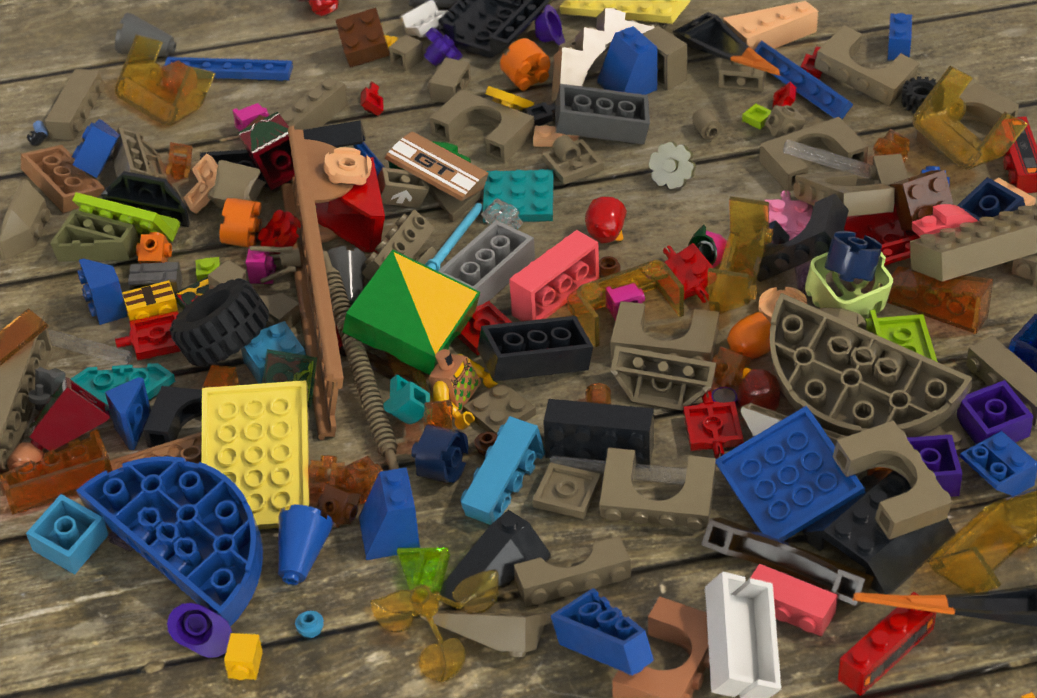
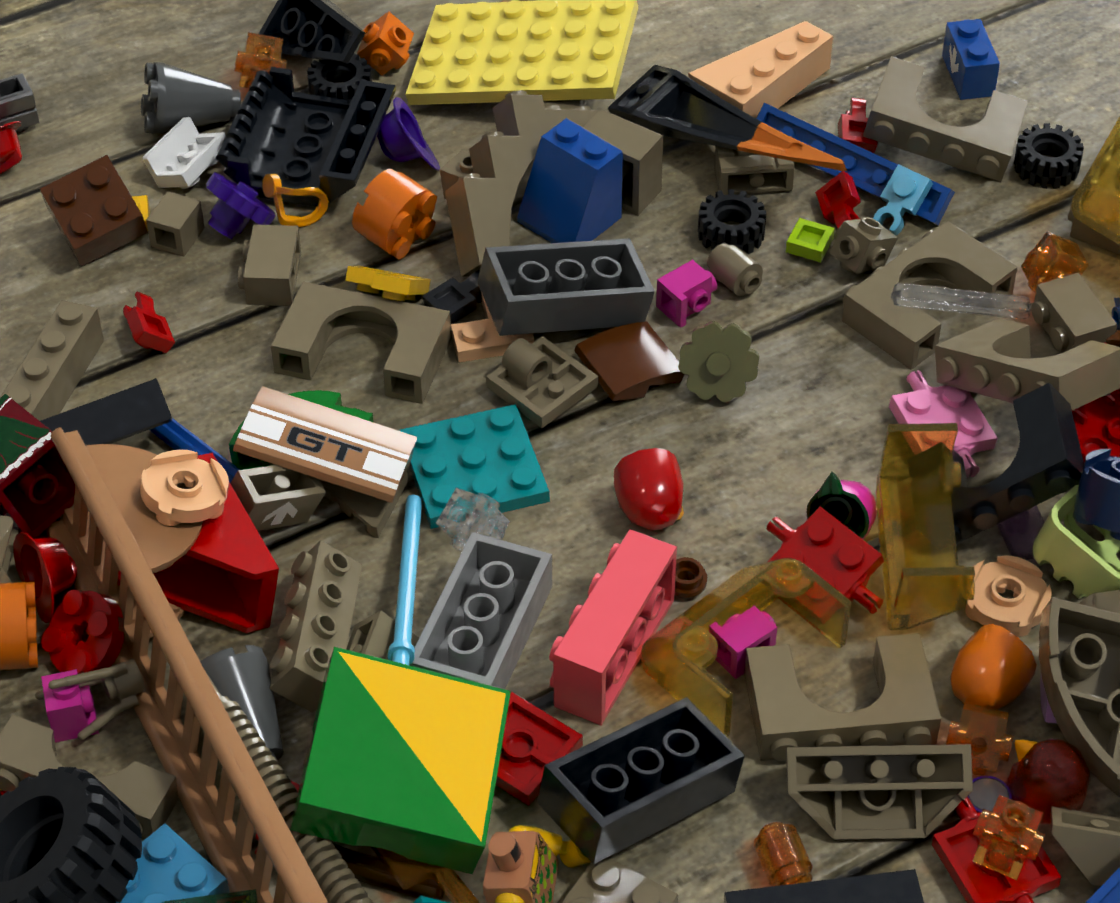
camera: 20 degrees left, 5 degrees up
(272, 199) = (47, 565): none -> red piece
(464, 42) = (273, 188): none -> light orange piece
(625, 158) = (629, 360): none -> reddish brown slope
(673, 129) = (684, 292): none -> dark pink brick
(717, 409) = (1008, 836): none -> clear orange brick
(718, 99) = (732, 208): none -> black tyre
(821, 100) = (903, 194): none -> medium azure plate

